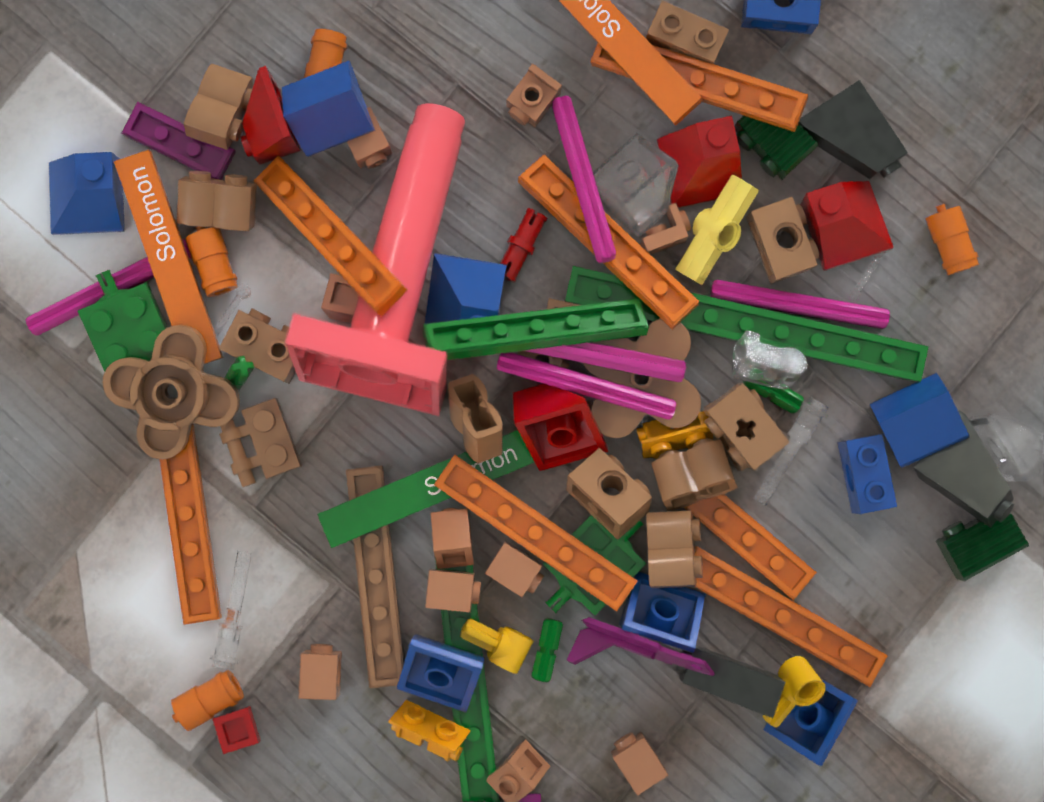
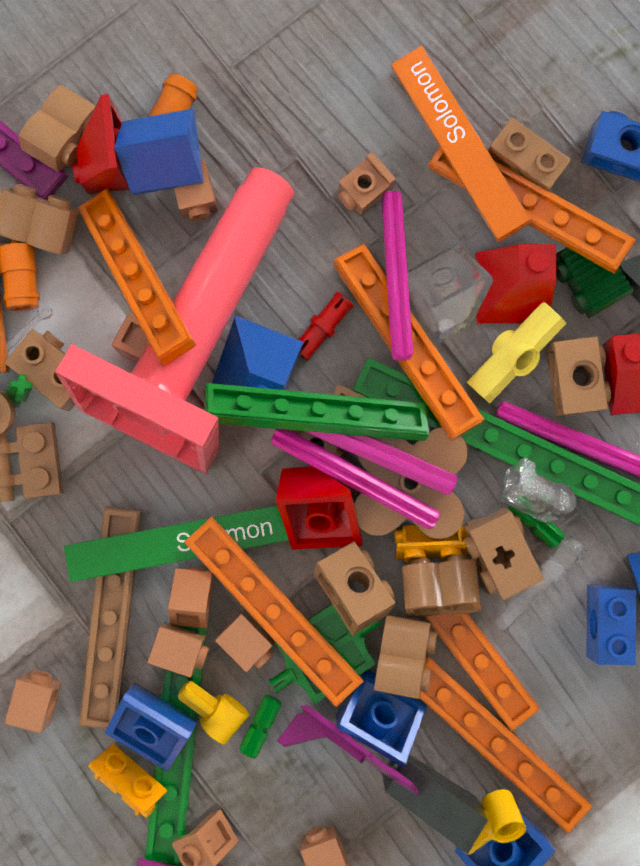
camera: 10 degrees right, 0 degrees up
(475, 418) = (239, 486): medium nougat brick -> none
(661, 238) = (461, 349): nougat bracket -> none

